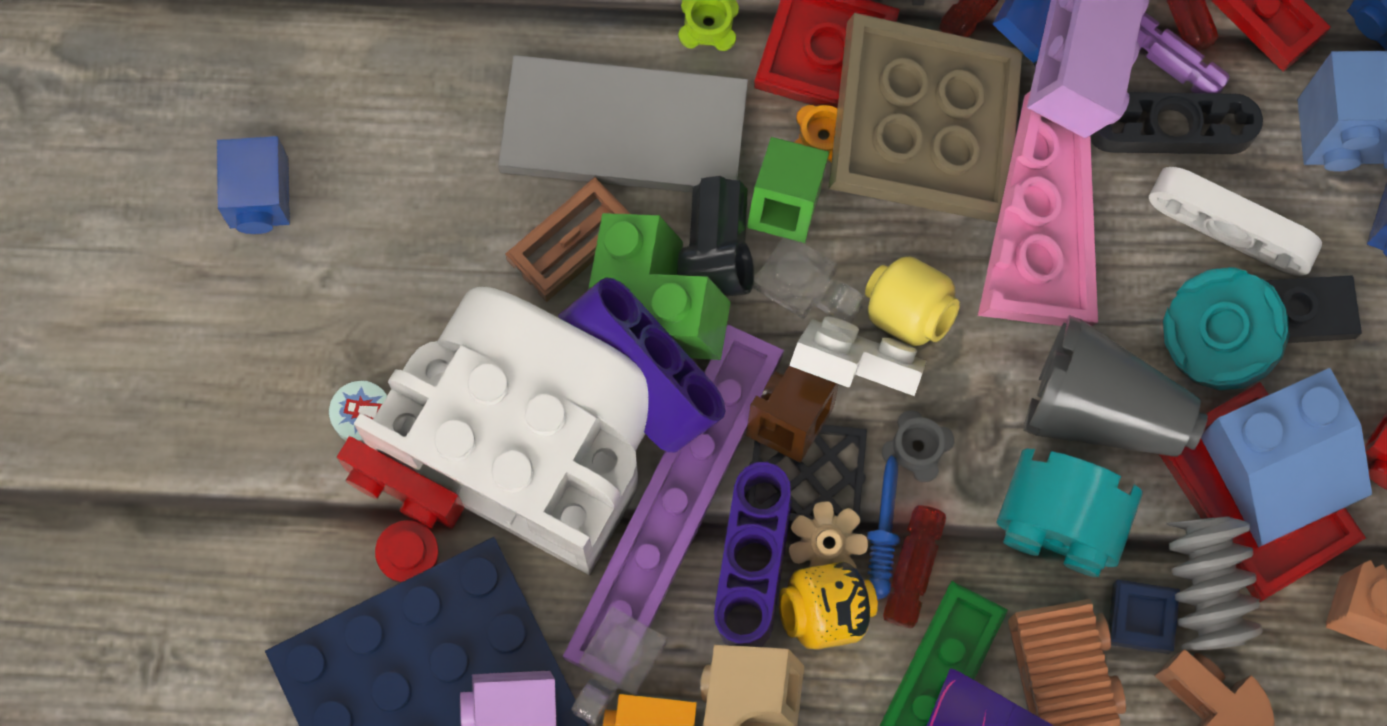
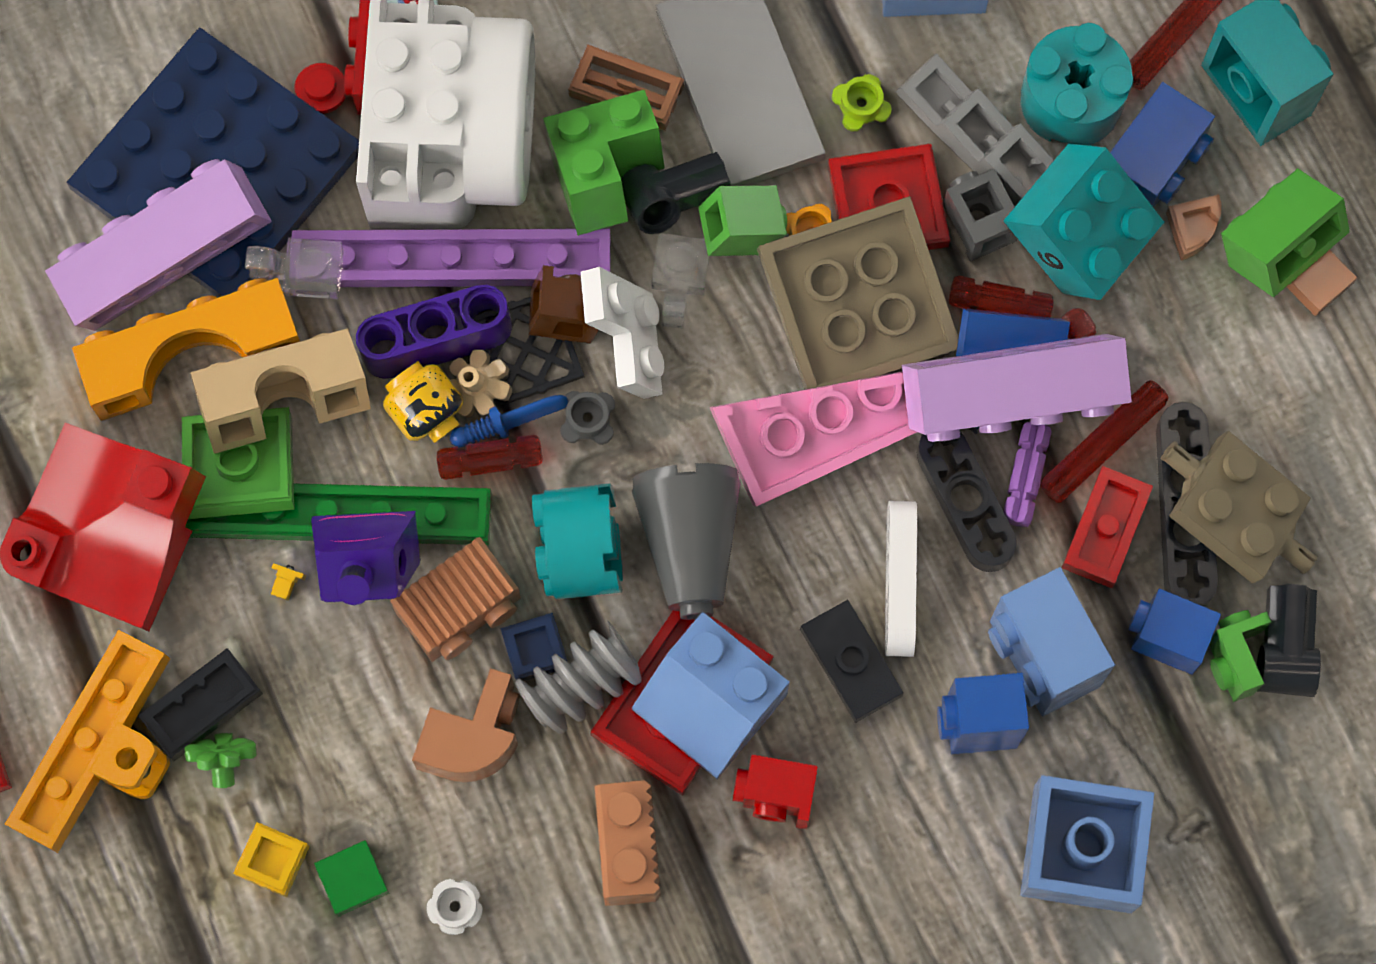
camera: 65 degrees right, 0 degrees up
(679, 393) = (524, 202): dark purple beam -> none
(912, 301) = (700, 357): light yellow head -> none
(1226, 328) = (802, 608): teal tile -> none

